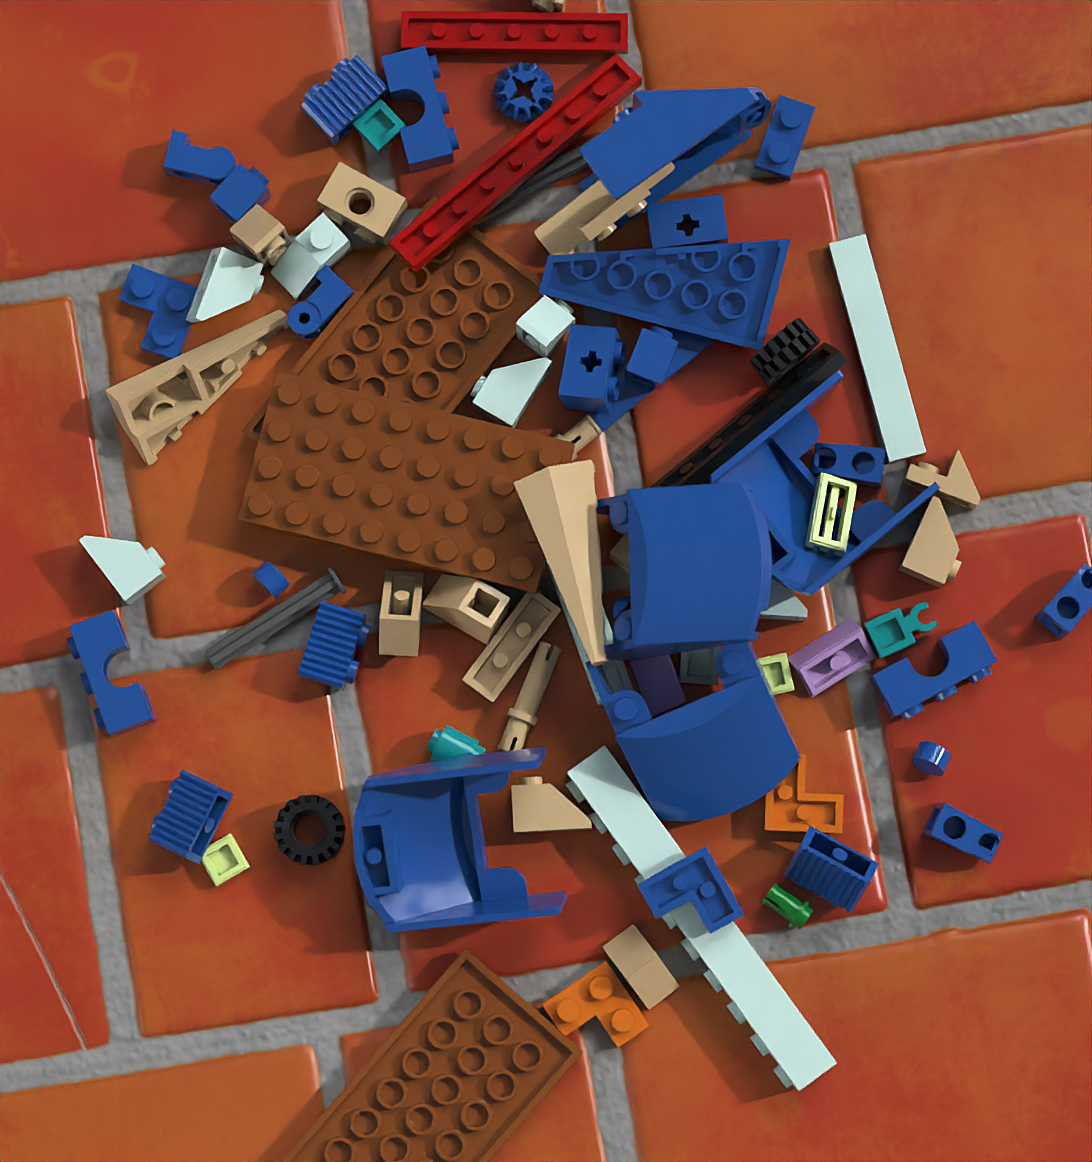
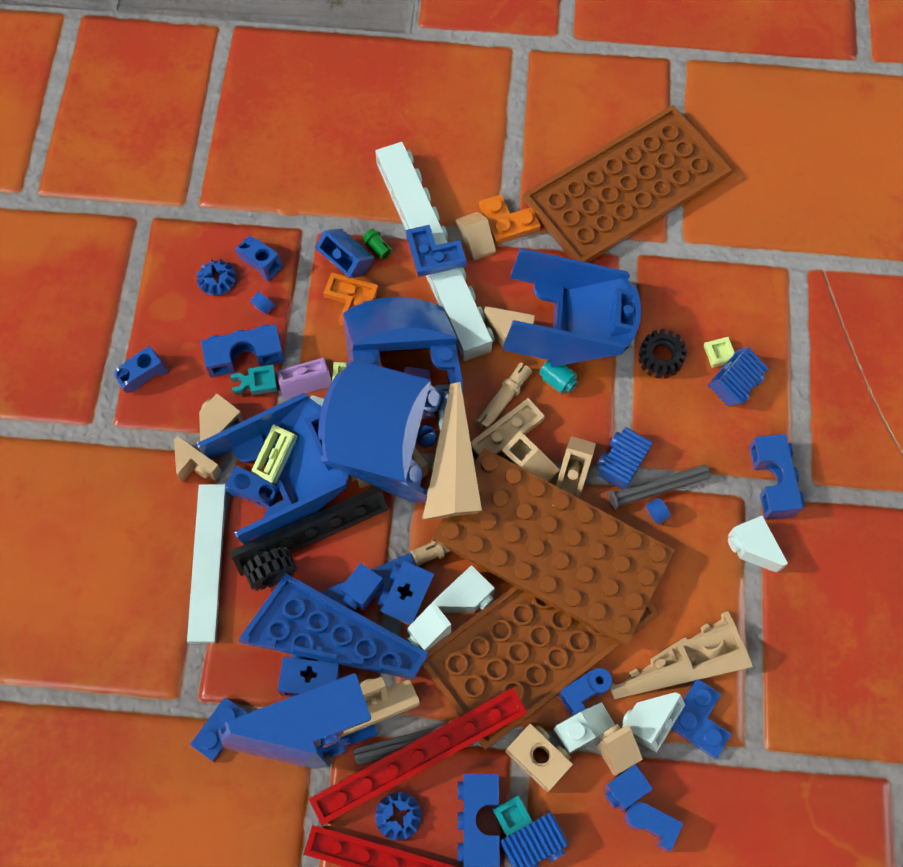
camera: 170 degrees left, 15 degrees down
(999, 782) = (226, 280): none -> blue gear

